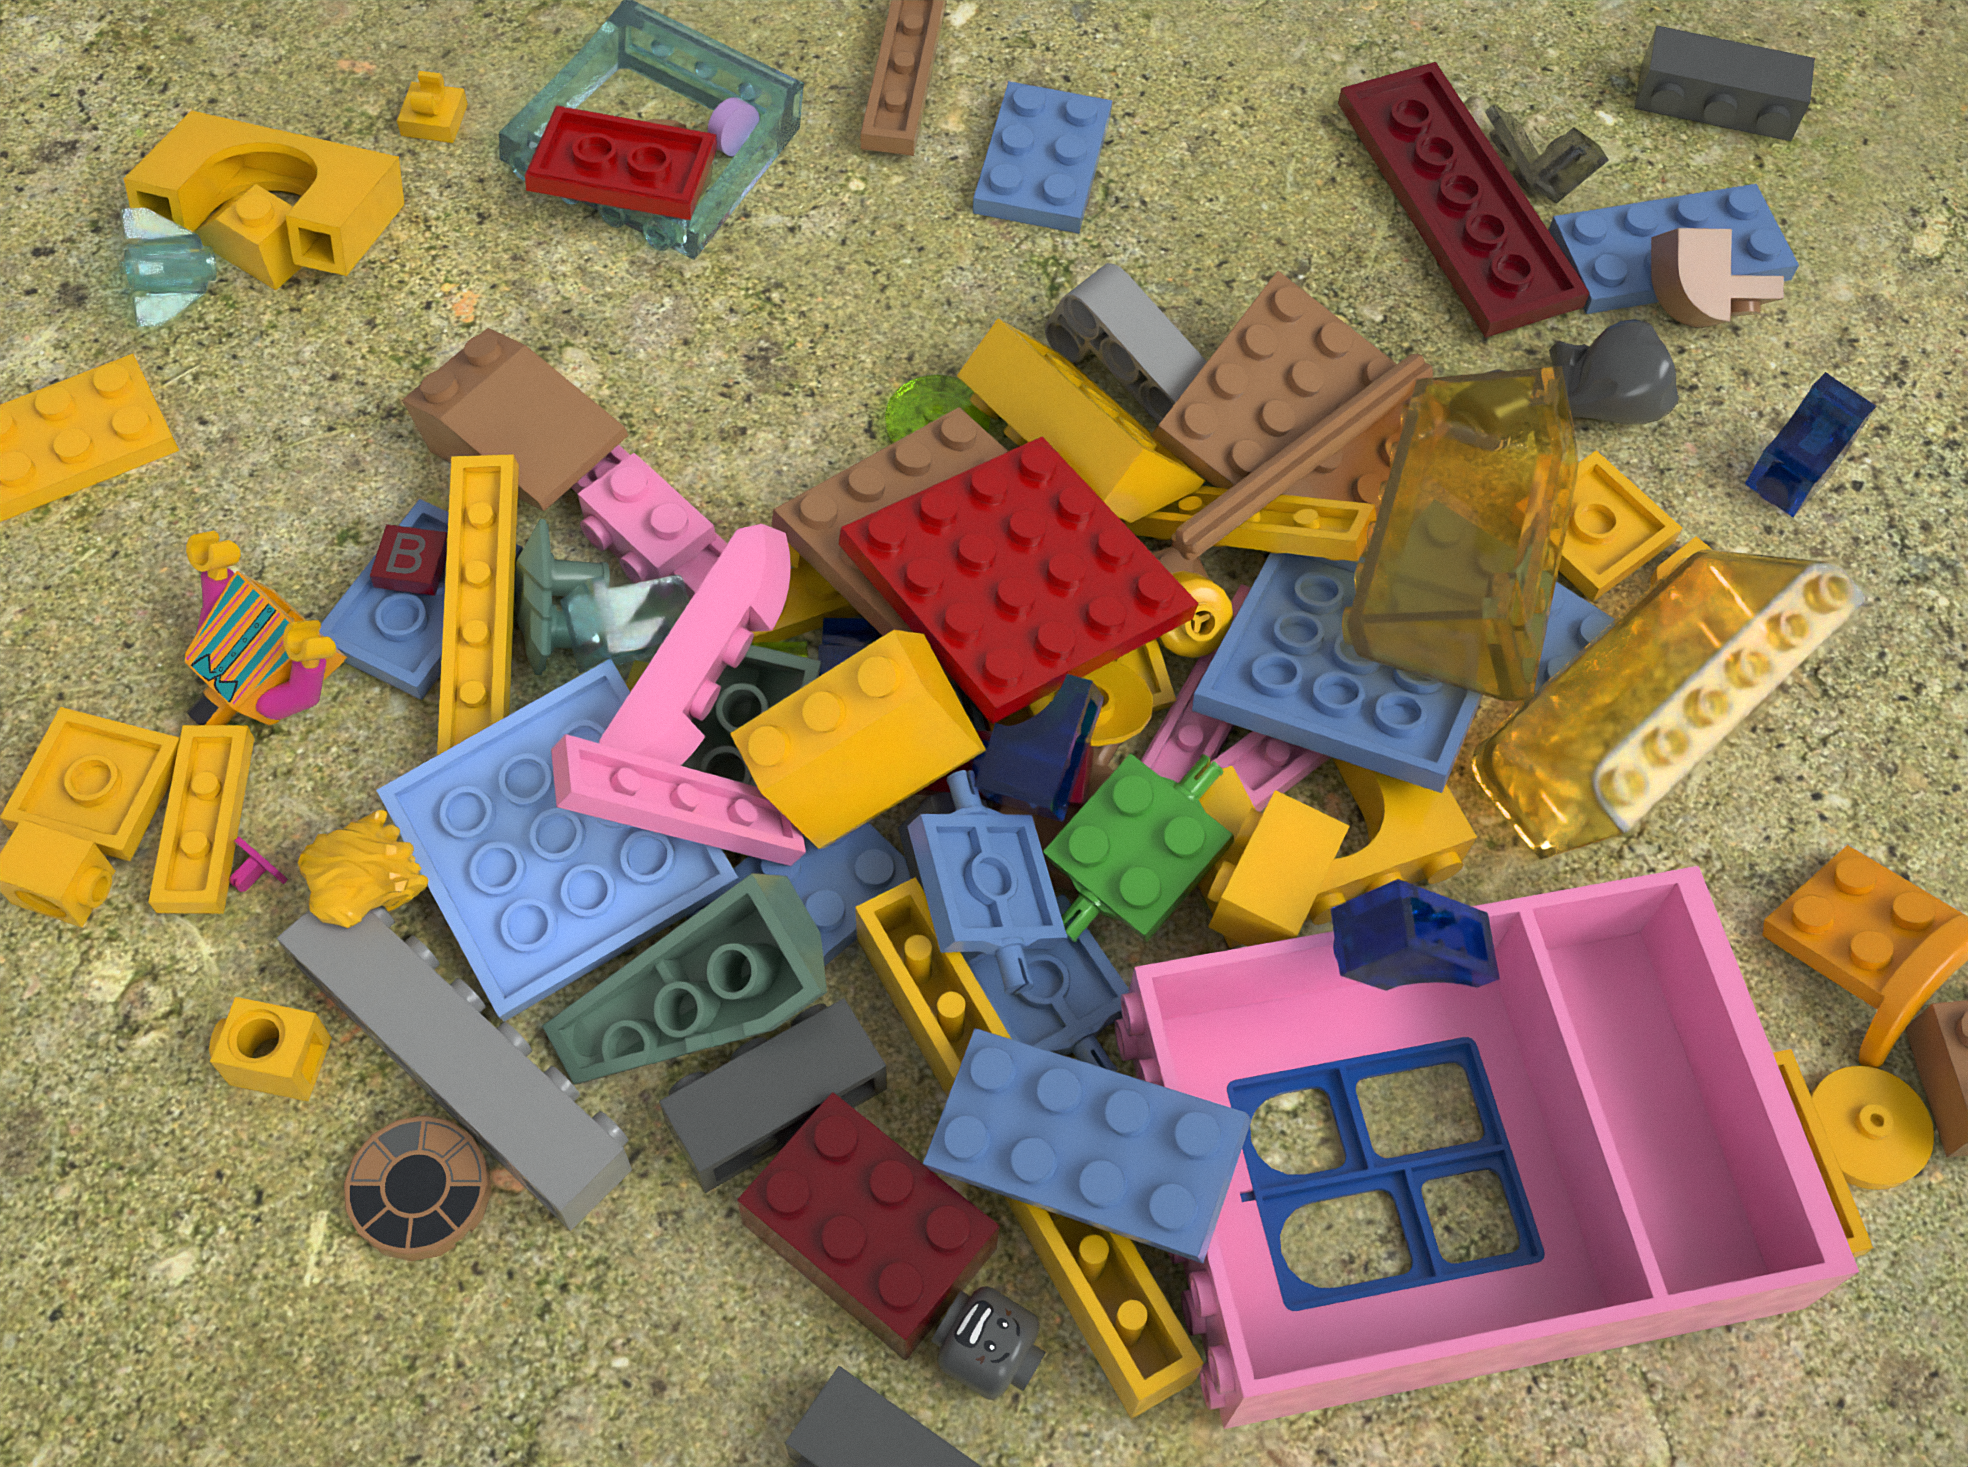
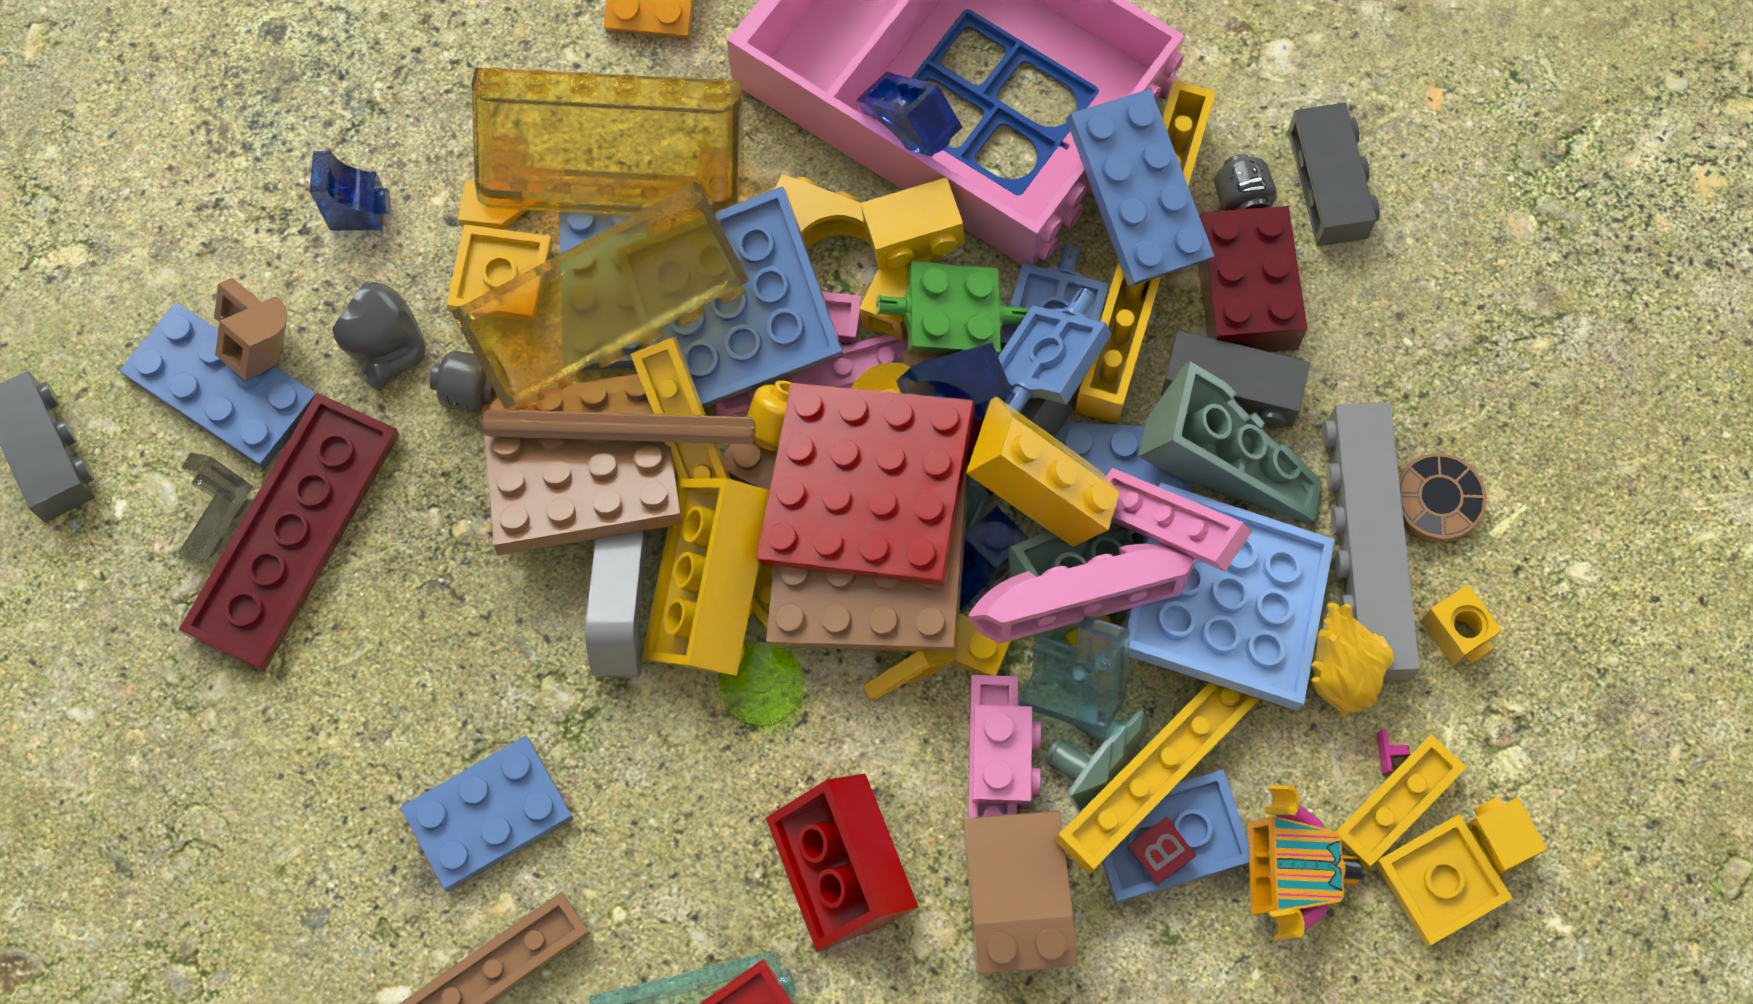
camera: 130 degrees left, 10 degrees up
(703, 342) = (841, 861): none -> red slope

